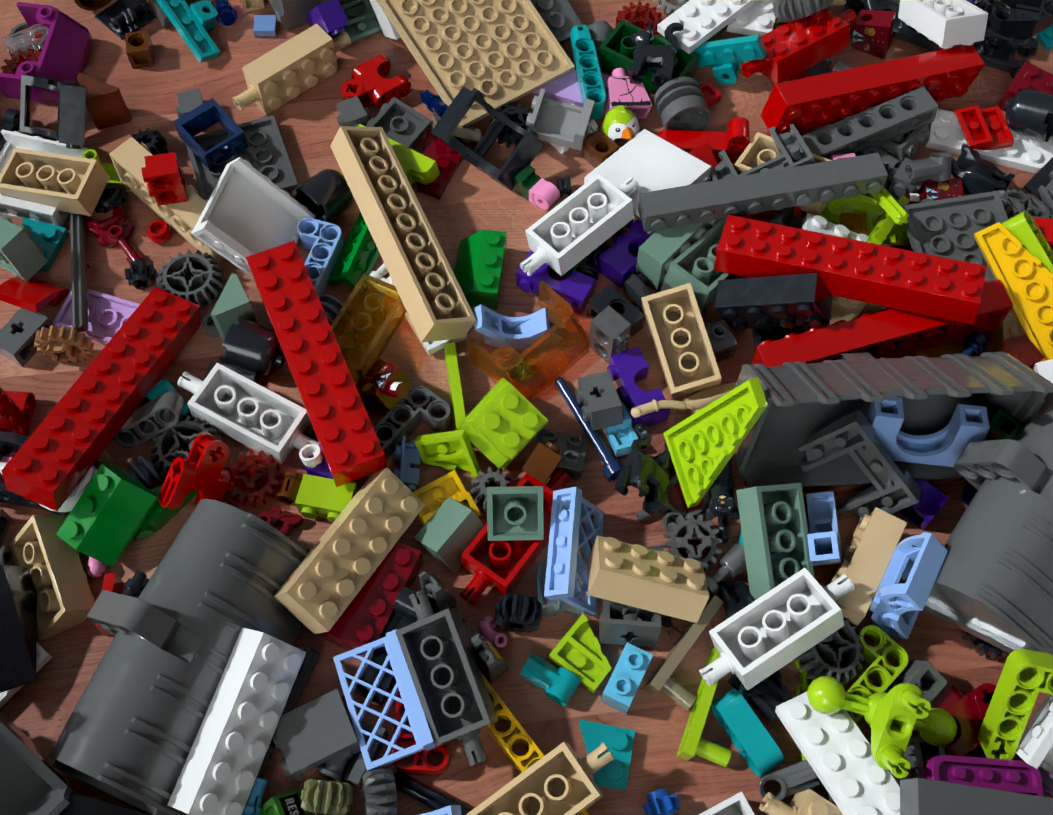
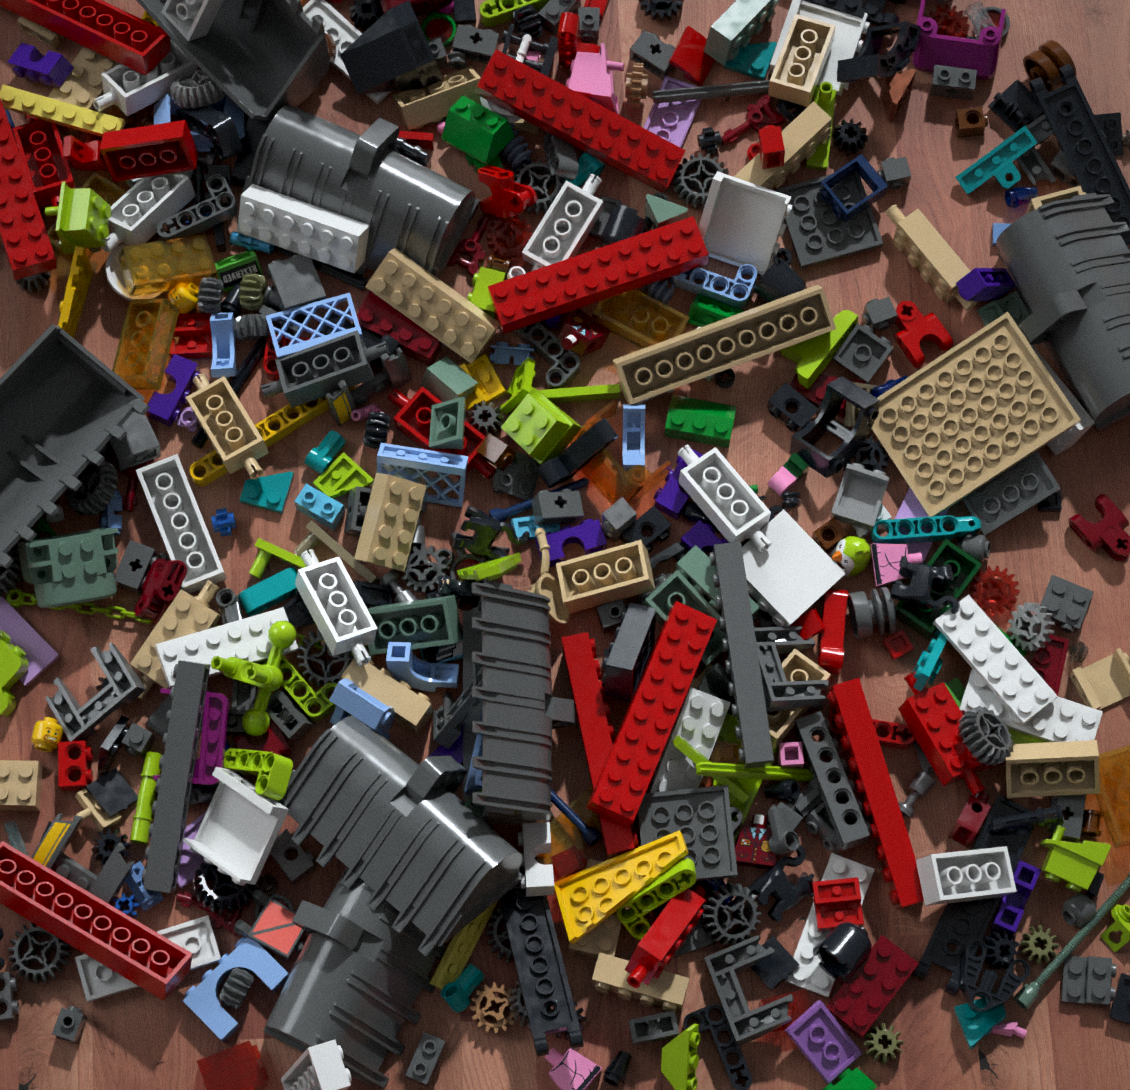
camera: 95 degrees right, 10 degrees up
(46, 381) = (594, 77): none -> bright pink piece
(93, 57) = (953, 82): none -> dark grey brick
(462, 187) = (789, 397): none -> black brick
(537, 372) = (578, 454): none -> black beam

